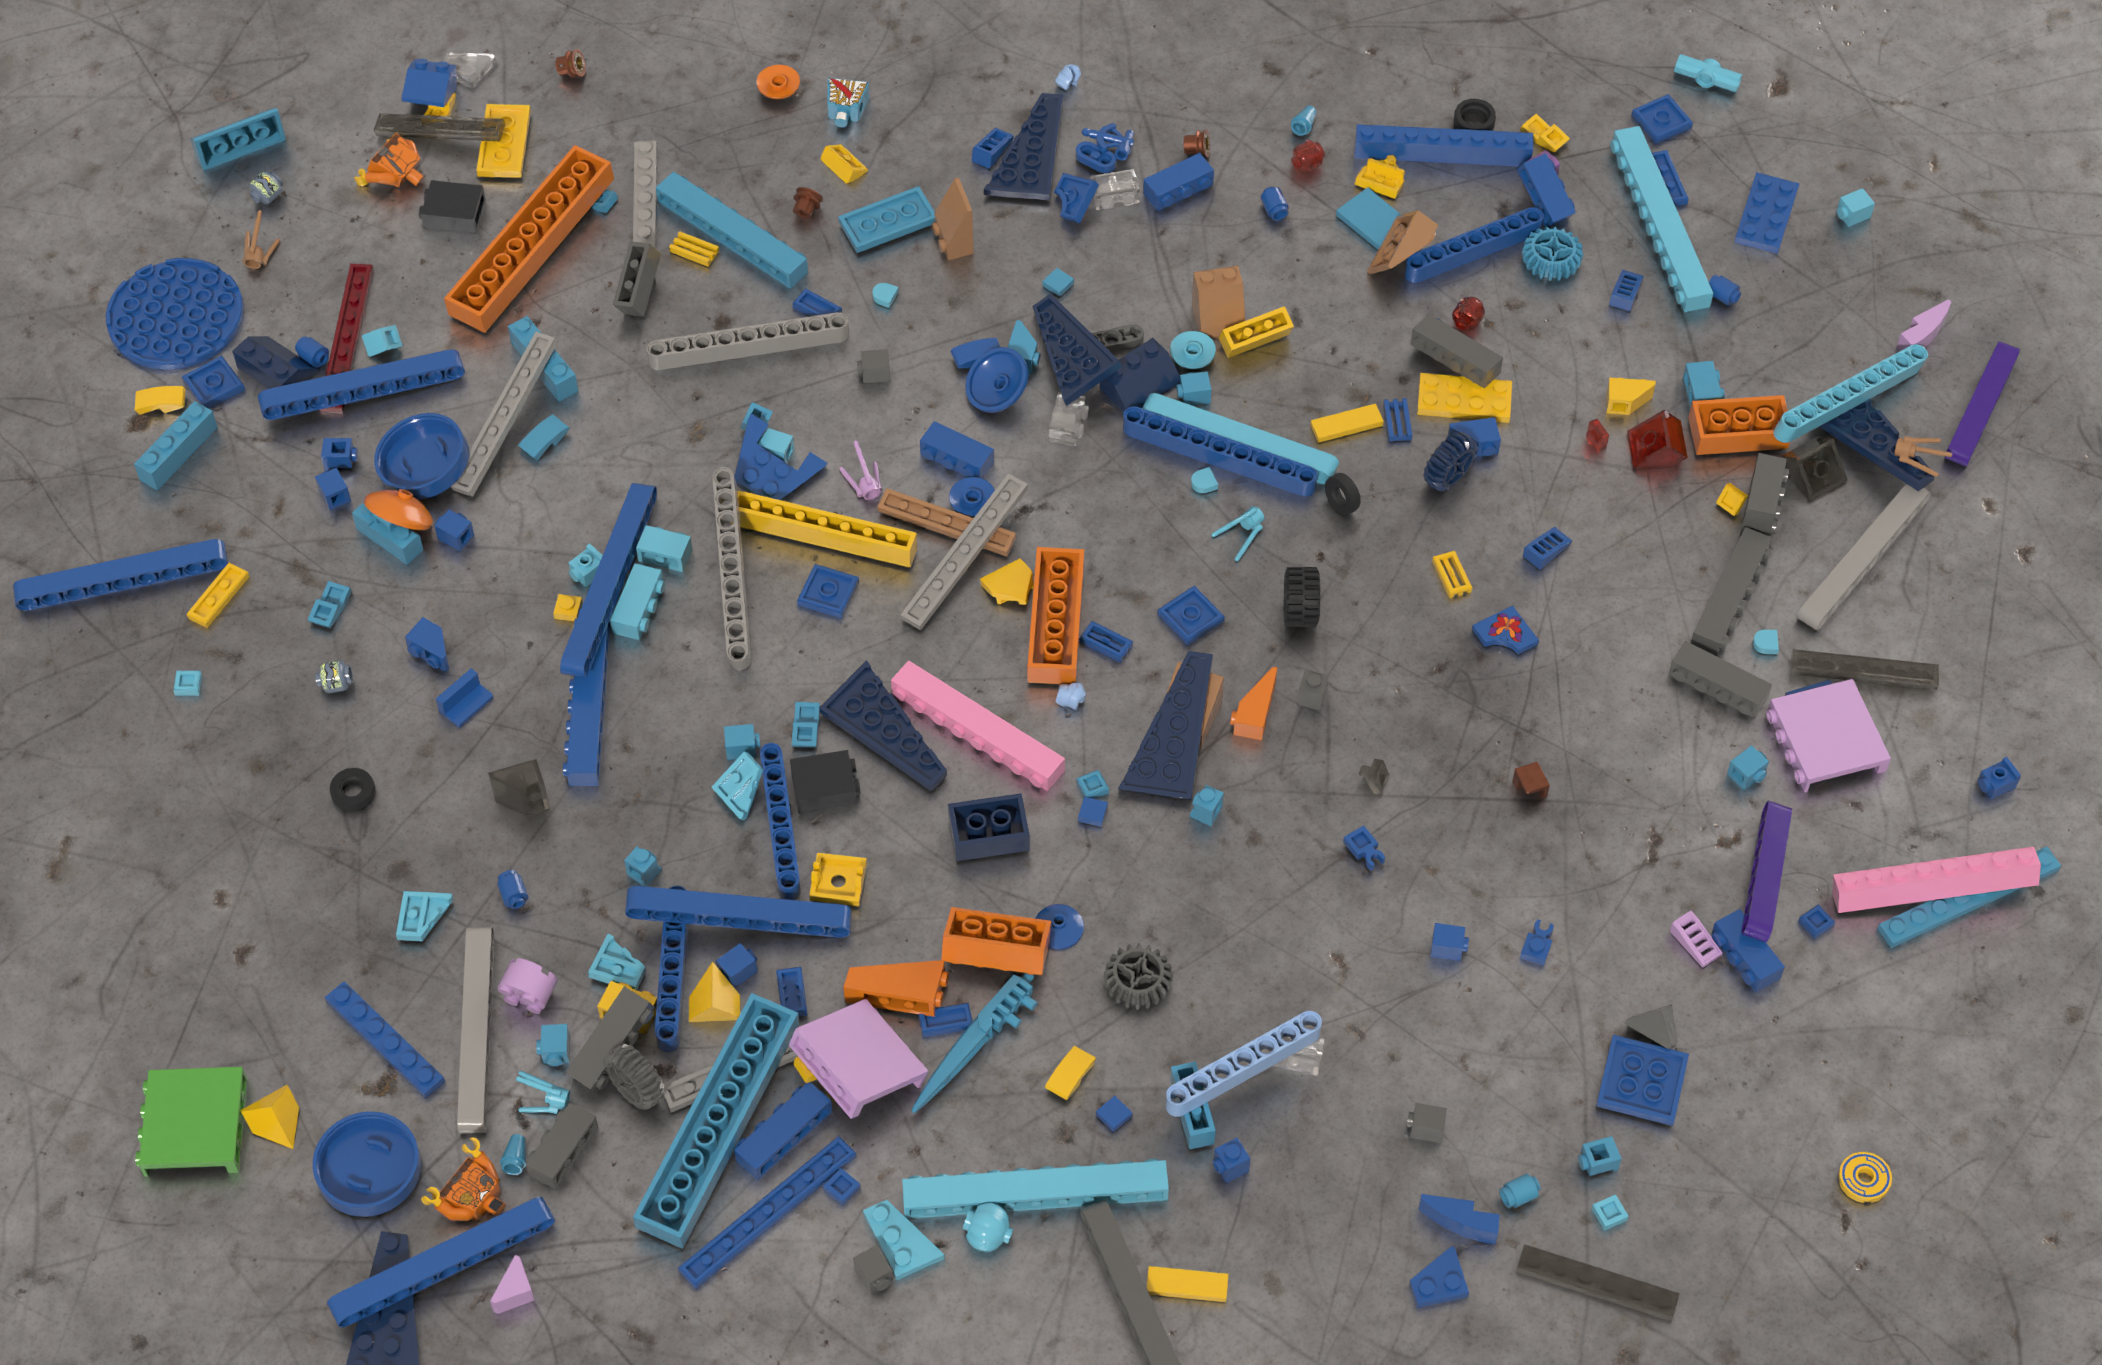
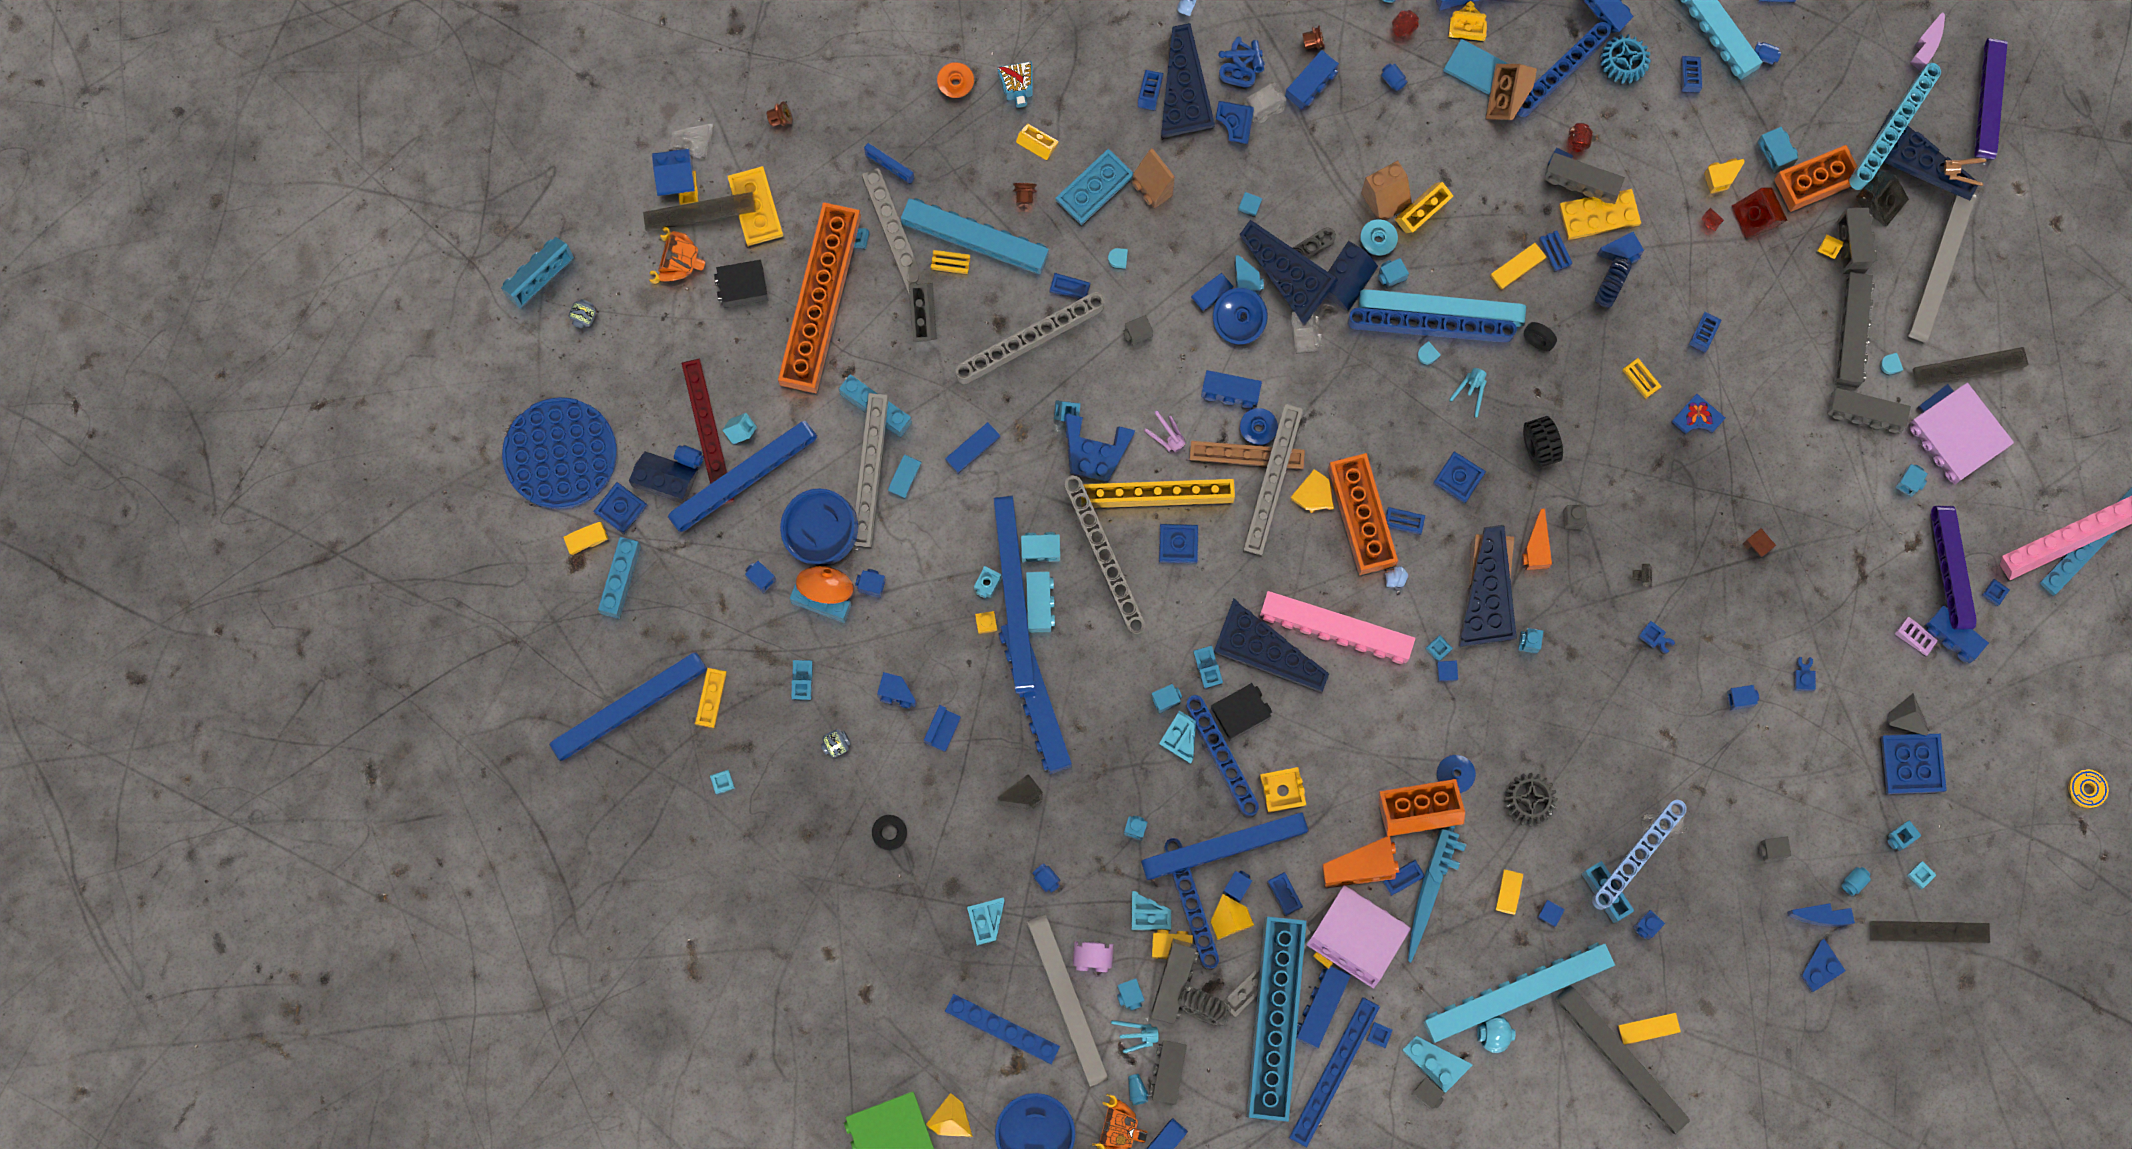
camera: 20 degrees left, 20 degrees up
(254, 254) = (600, 381): medium nougat plant -> none
(338, 453) = (745, 540): blue brick -> none
(634, 431) = (972, 447): none -> blue tile
(669, 138) = (889, 163): none -> blue tile
(778, 444) = (1091, 428): medium azure brick -> none
(989, 827) = (1379, 713): dark blue brick -> none
(1999, 778) = (2096, 425): blue brick -> none

